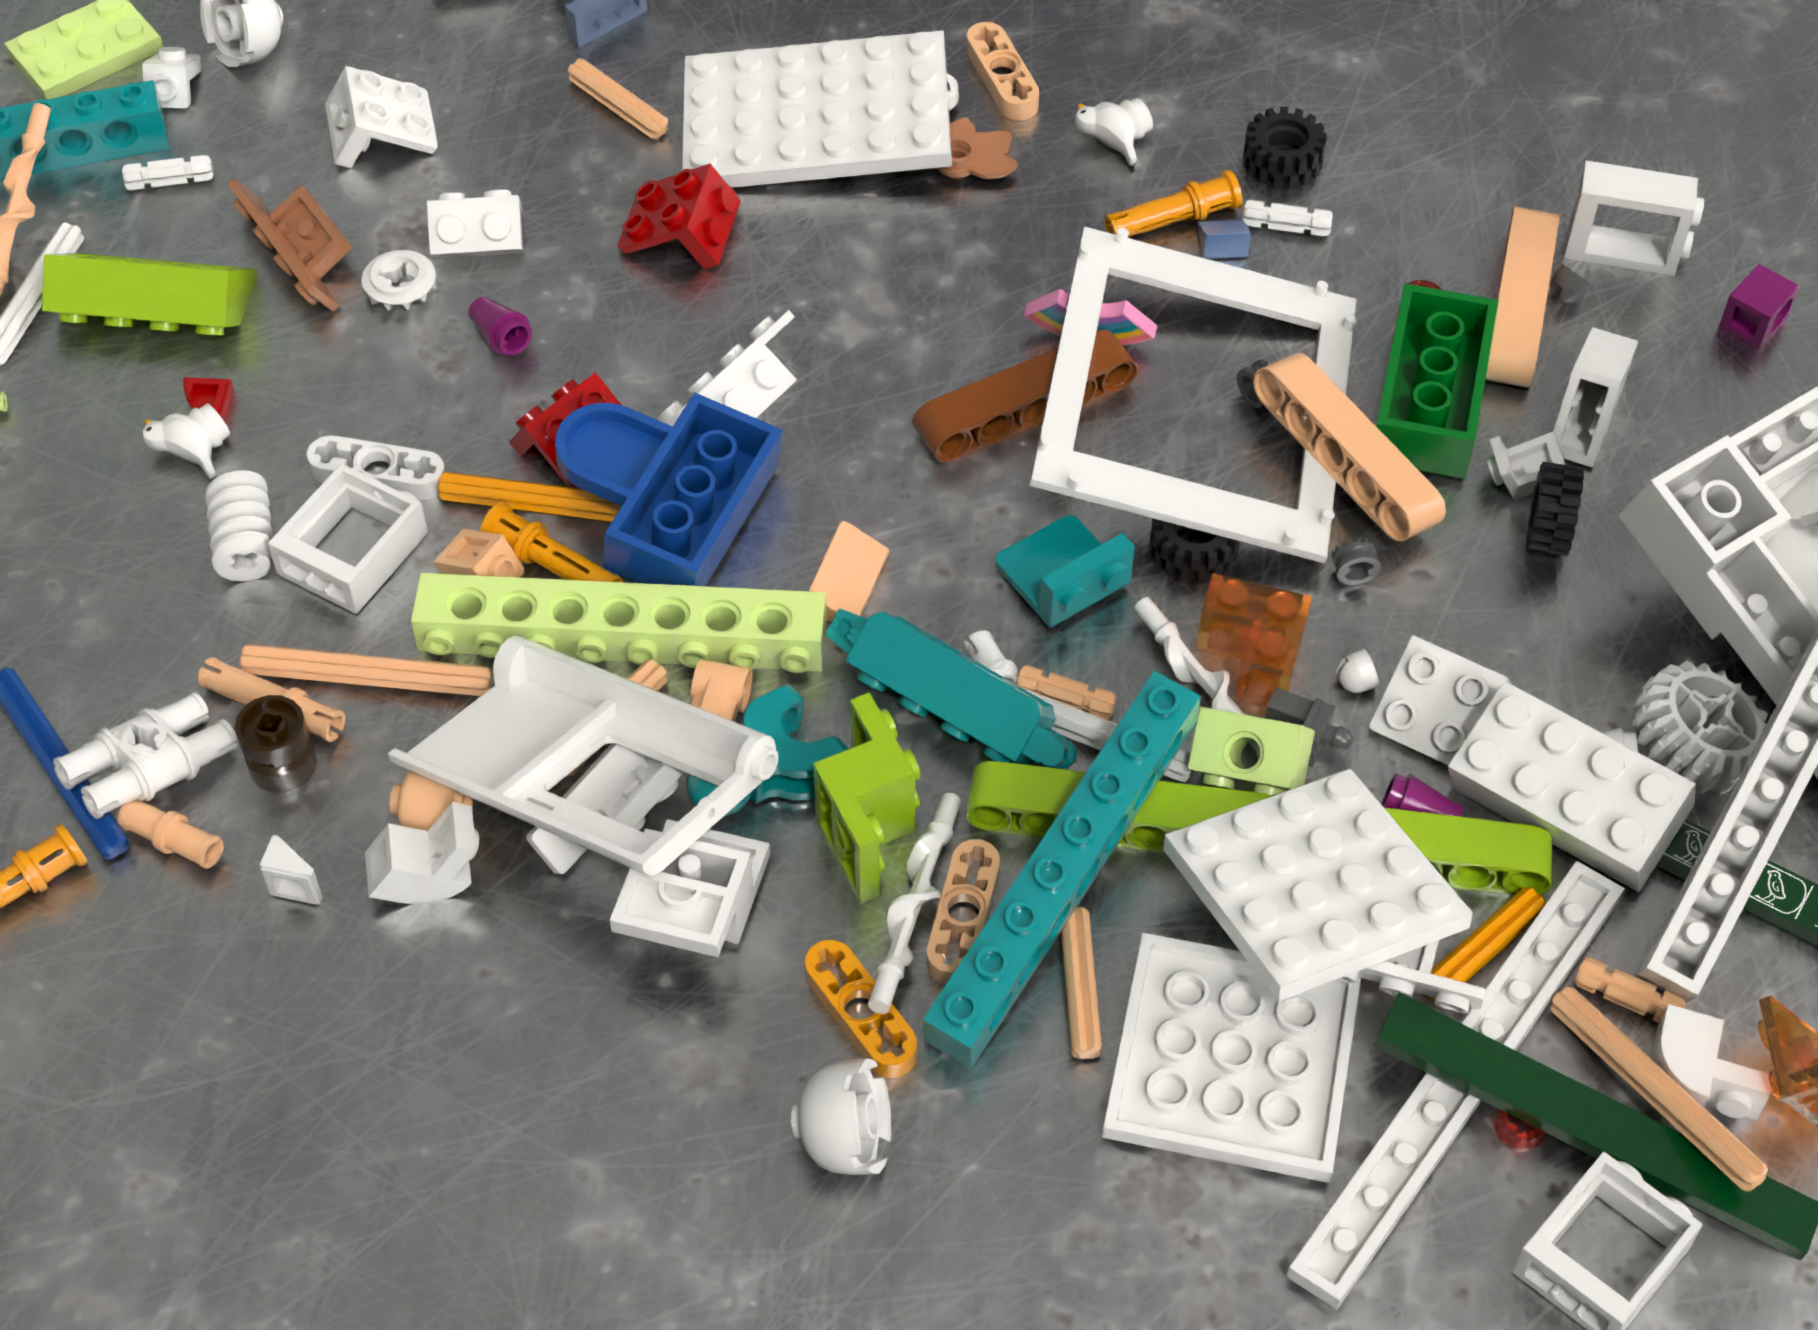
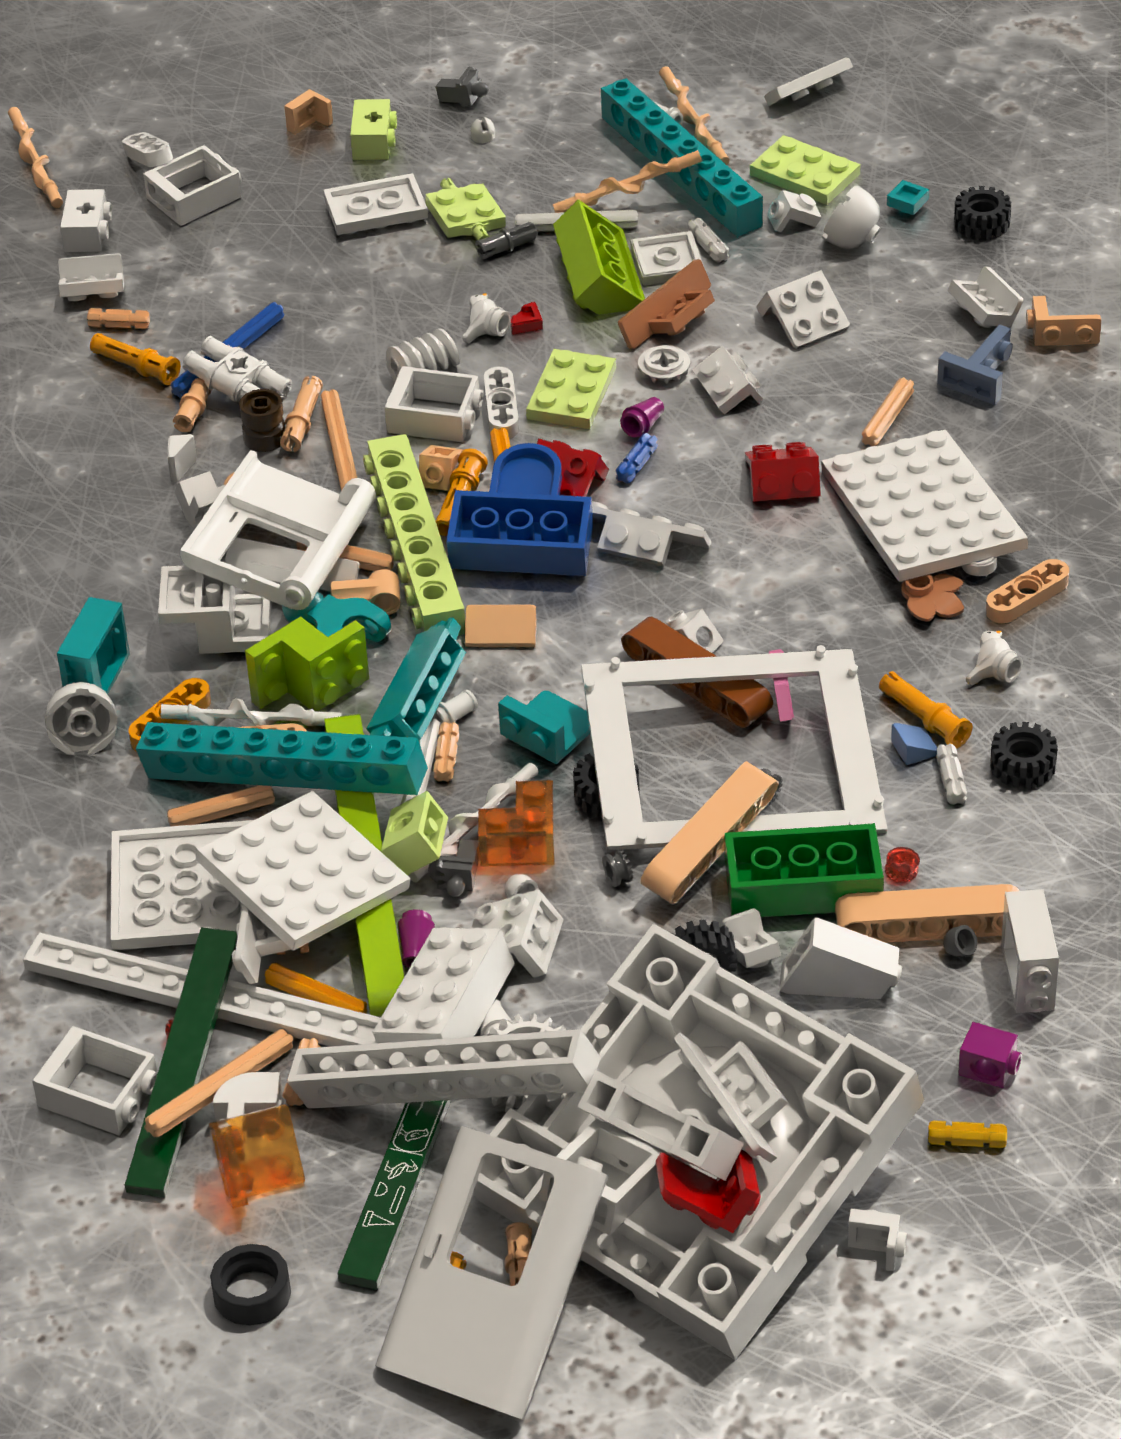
camera: 75 degrees right, 10 degrees down
(25, 377) = (506, 240): none -> dark grey axle
(175, 223) = (663, 256): none -> white tile
(389, 387) = (571, 388): none -> yellowish green plate
(572, 352) = (636, 458): none -> blue axle
(722, 1066) = (95, 645): none -> teal window
(935, 378) = (690, 622): none -> white bracket

